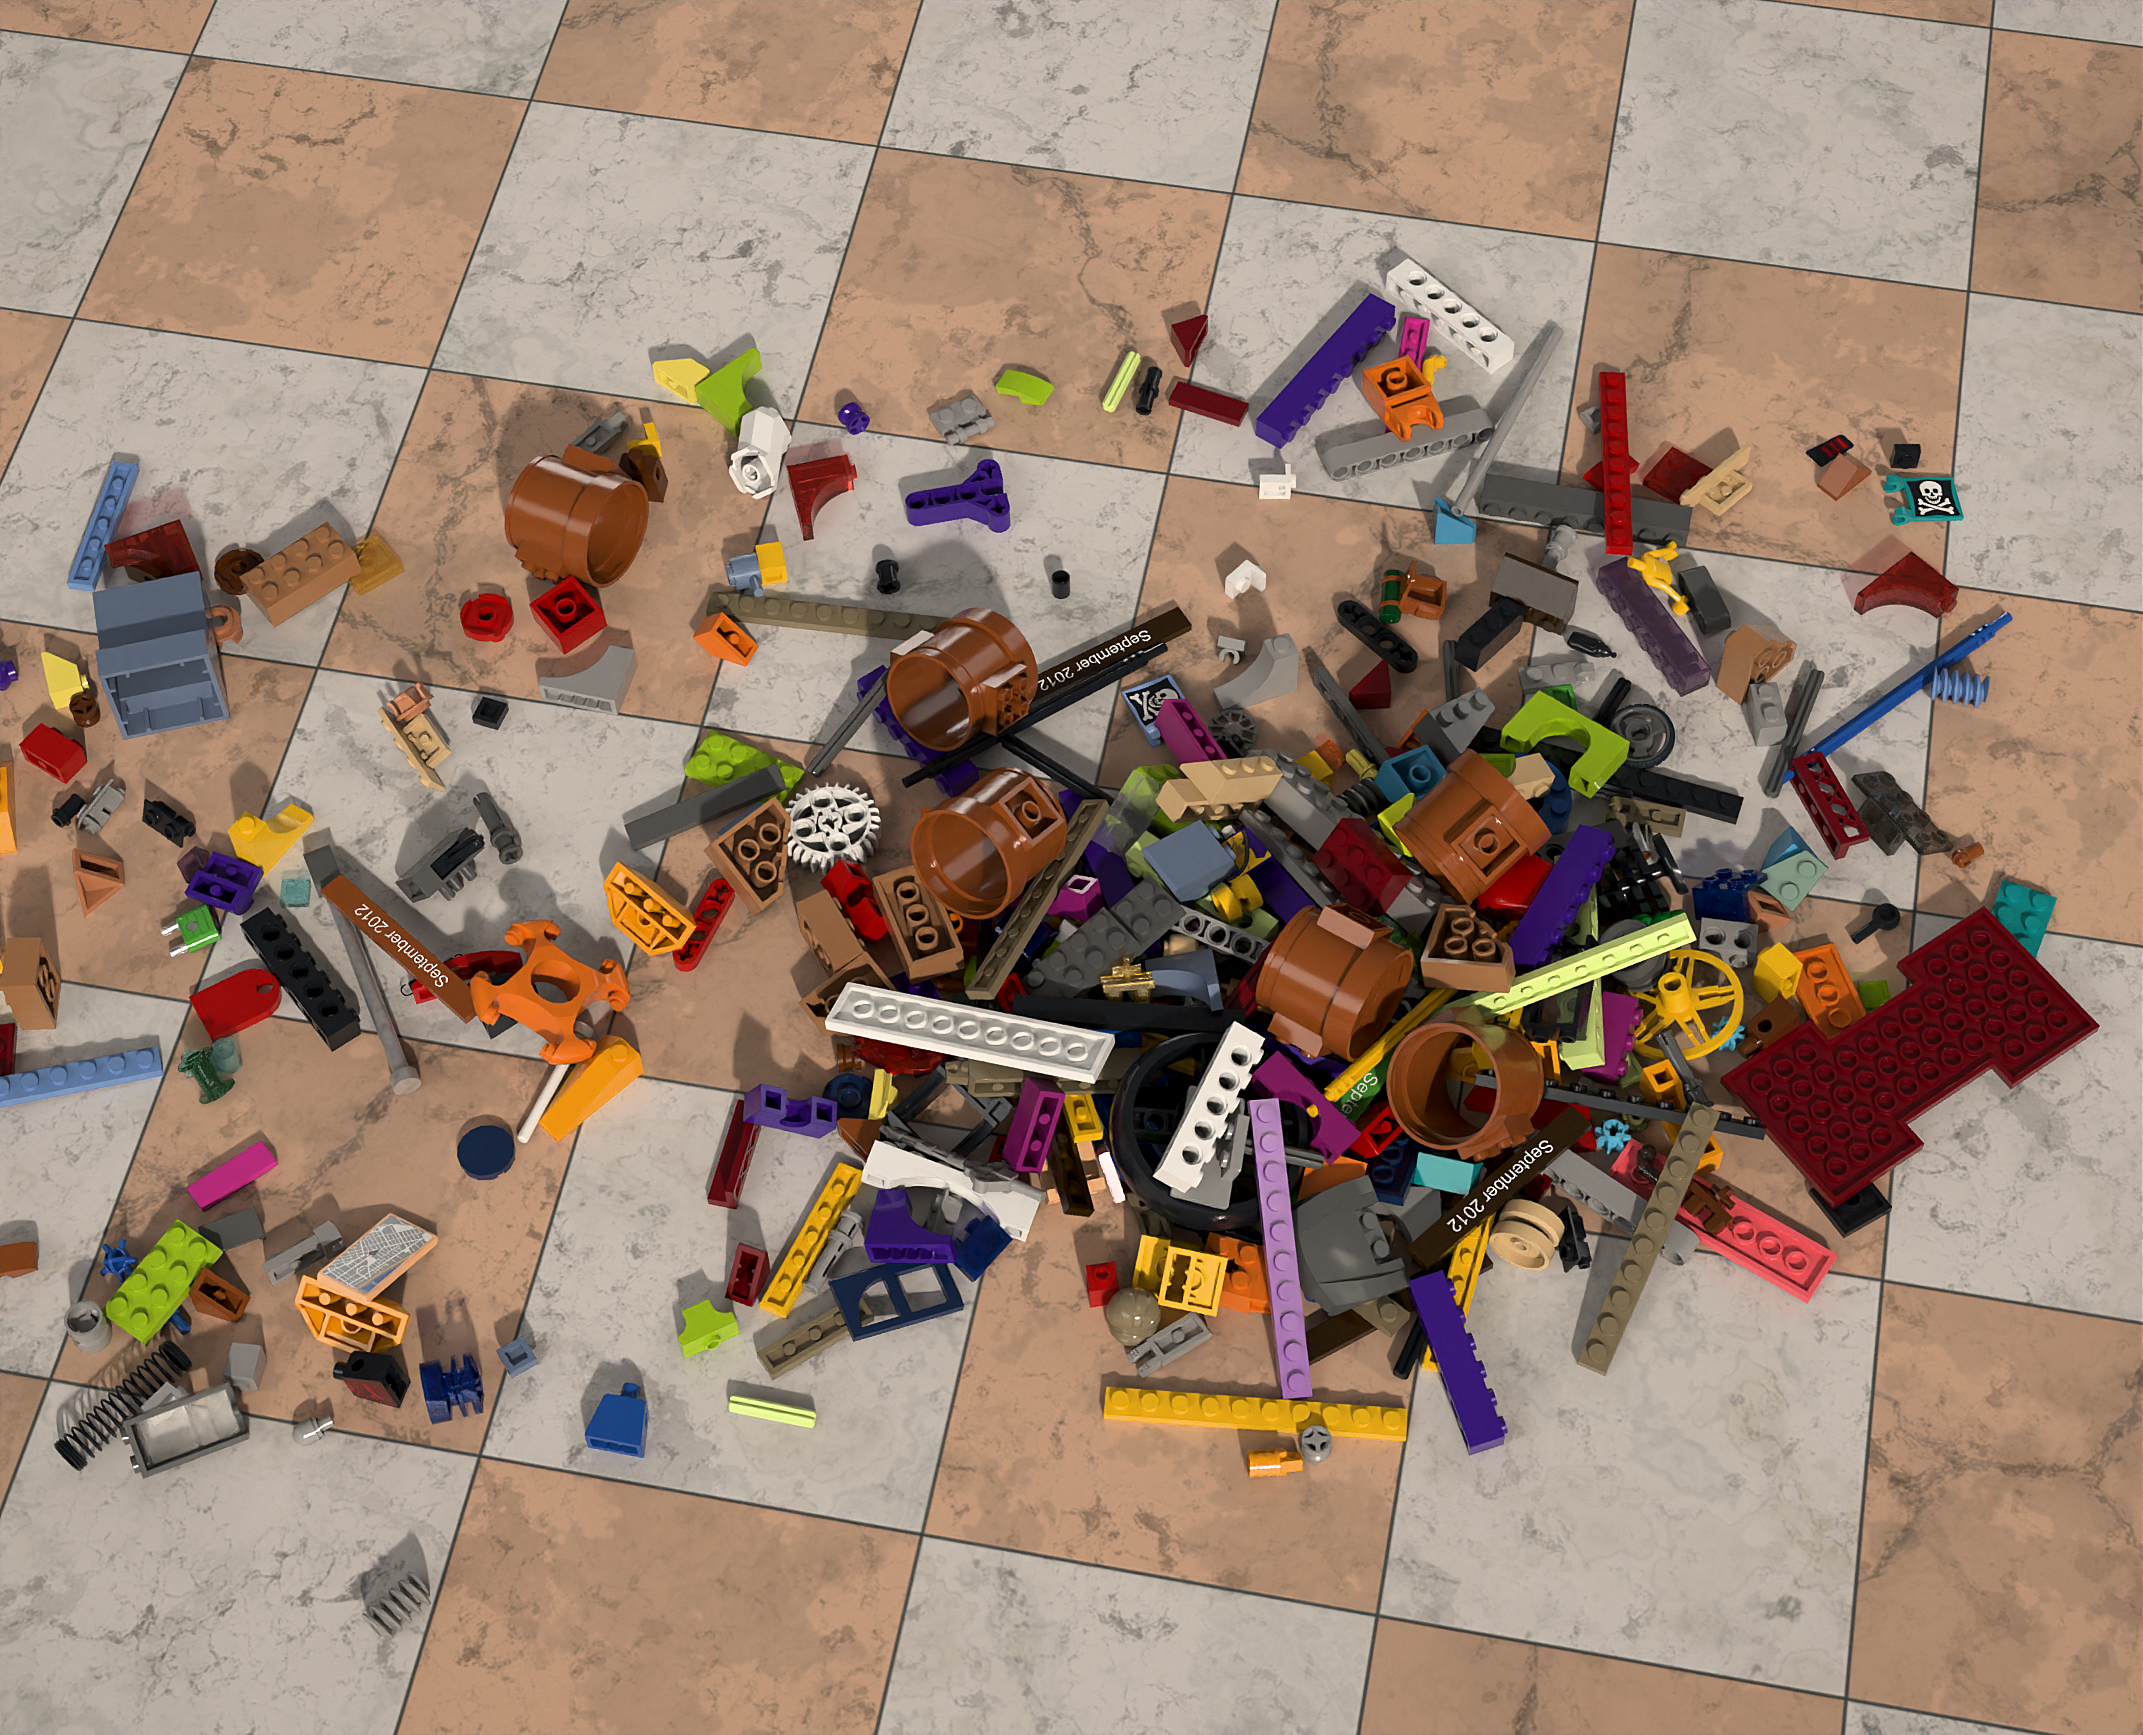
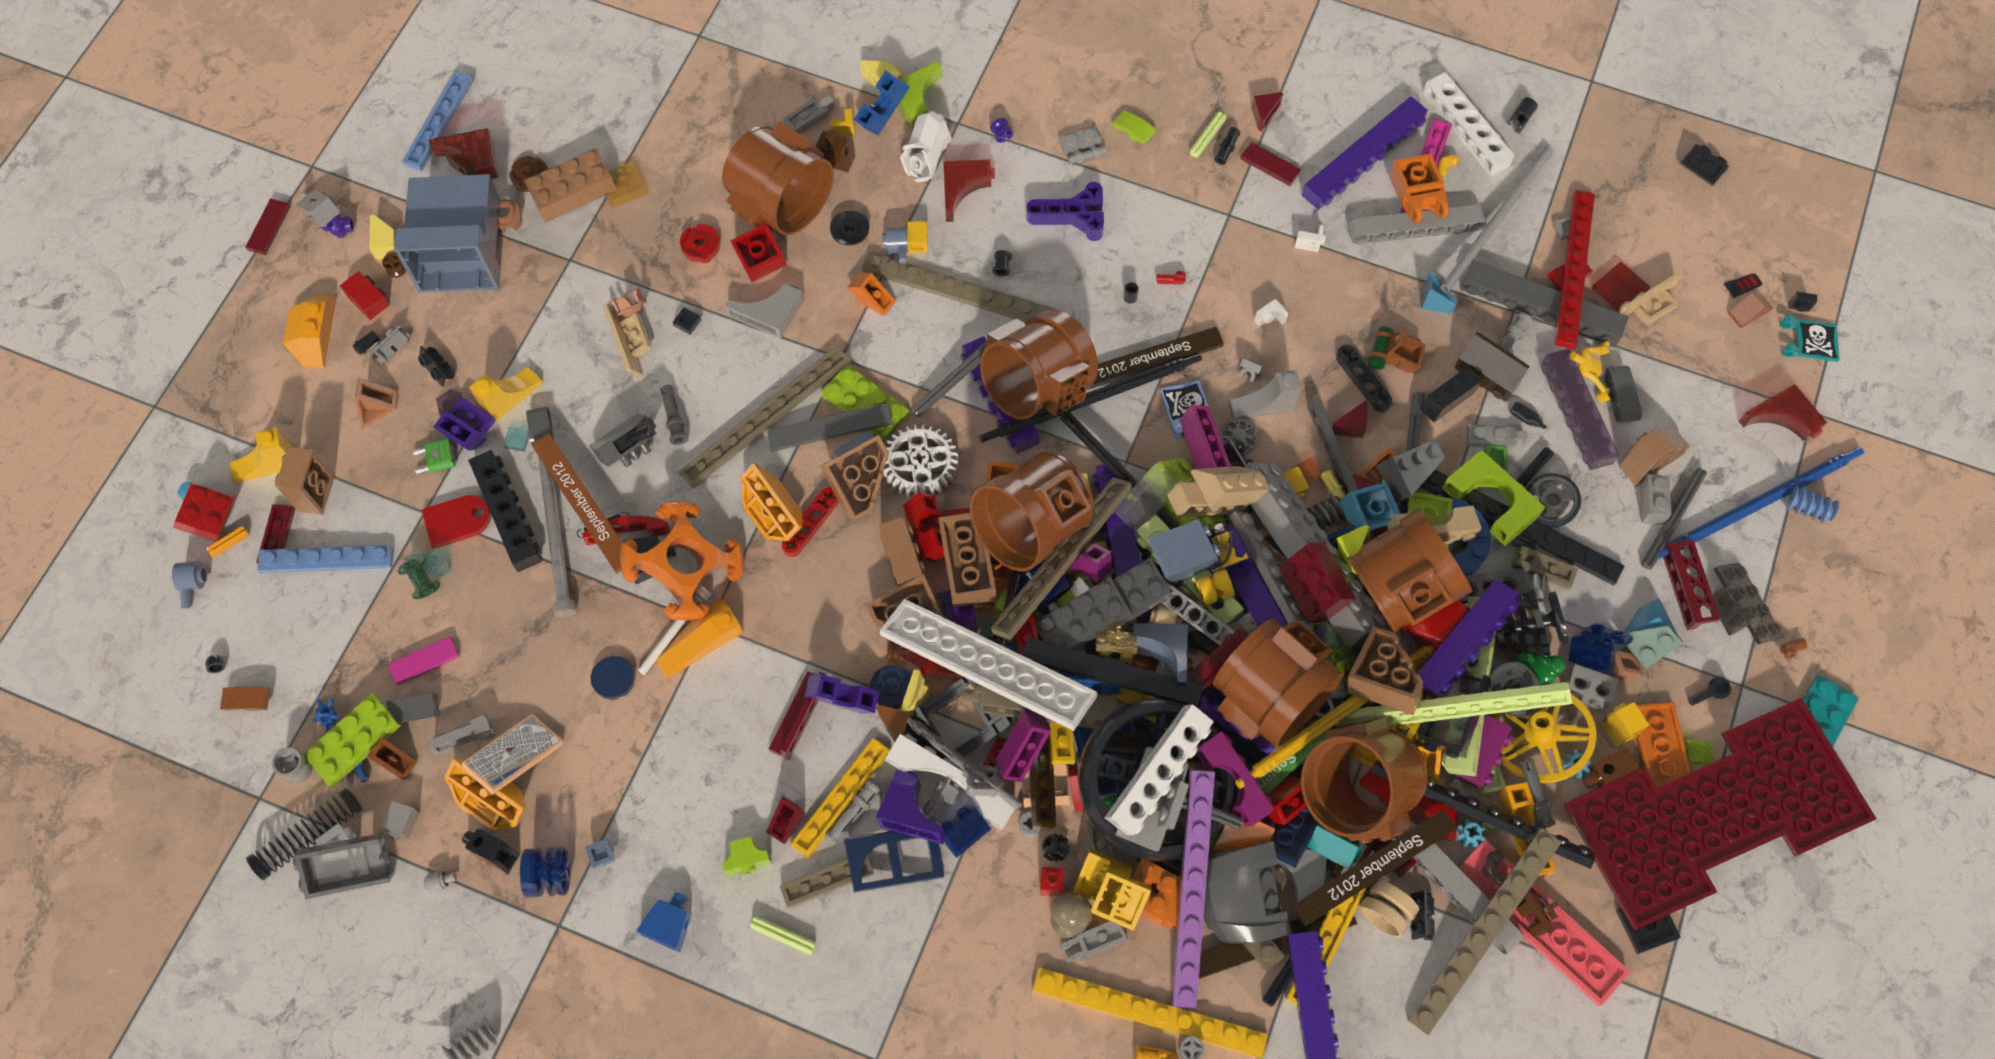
camera: 10 degrees right, 10 degrees up
(617, 811) = (764, 417): none -> dark tan plate
(677, 559) = (849, 221): none -> black dish
(702, 394) = (876, 116): none -> blue arch
(1056, 1230) = (1028, 830): none -> light grey wheel
(1098, 1244) = (1055, 847): none -> black gear
(1115, 559) = (1173, 279): none -> red arm
(1516, 292) = (1523, 113): none -> black hinge
(1755, 316) = (1704, 164): none -> black bracket

